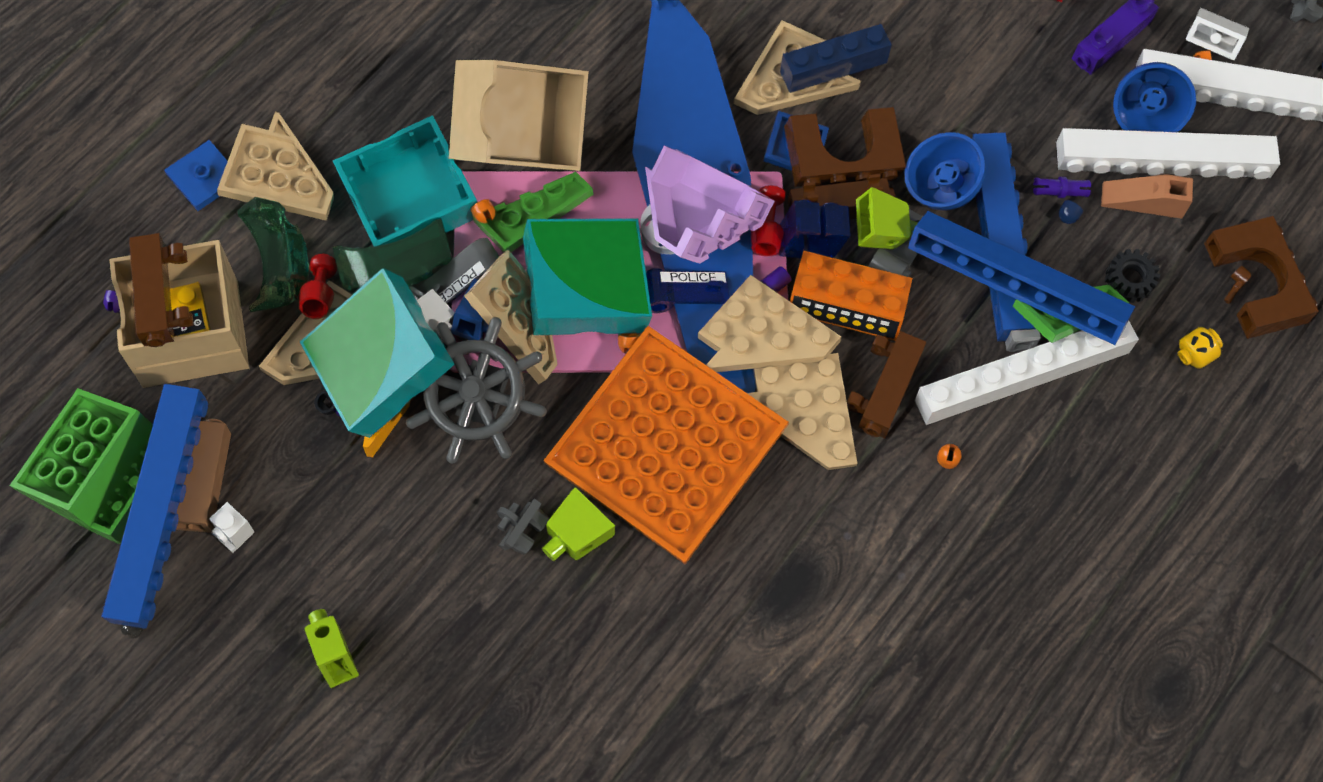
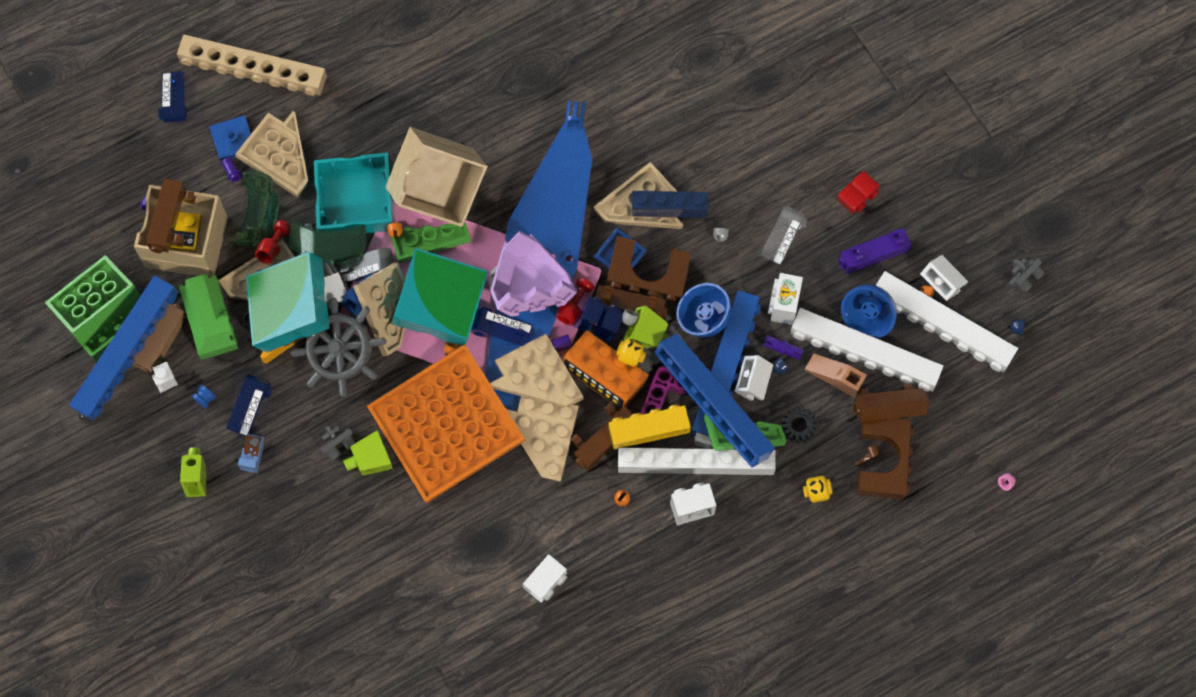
camera: 25 degrees right, 5 degrees up
(98, 151) = (173, 98): none -> clear blue door
(120, 78) = (191, 45): none -> tan brick
(223, 219) = (231, 170): none -> dark purple pin
(264, 417) = (208, 316): none -> bright green brick
(300, 533) = (203, 396): none -> blue wheel
(371, 521) = (248, 403): none -> clear blue door
(404, 588) = (251, 453): none -> medium blue leg
(858, 211) = (629, 317): none -> light grey hinge
(879, 255) = (630, 352): none -> yellow head
(901, 605) = (545, 578): none -> white brick
(912, 76) = (720, 234): none -> light grey hinge
(936, 315) = (661, 386): none -> magenta beam
(949, 344) = (649, 426): none -> yellow brick
(992, 52) = (783, 234): none -> clear door
(1039, 123) = (785, 298): none -> white brick
(1047, 234) = (754, 377): none -> white brick
(1053, 425) = (692, 503): none -> white brick
(1239, 205) = (891, 404): none -> reddish brown brick

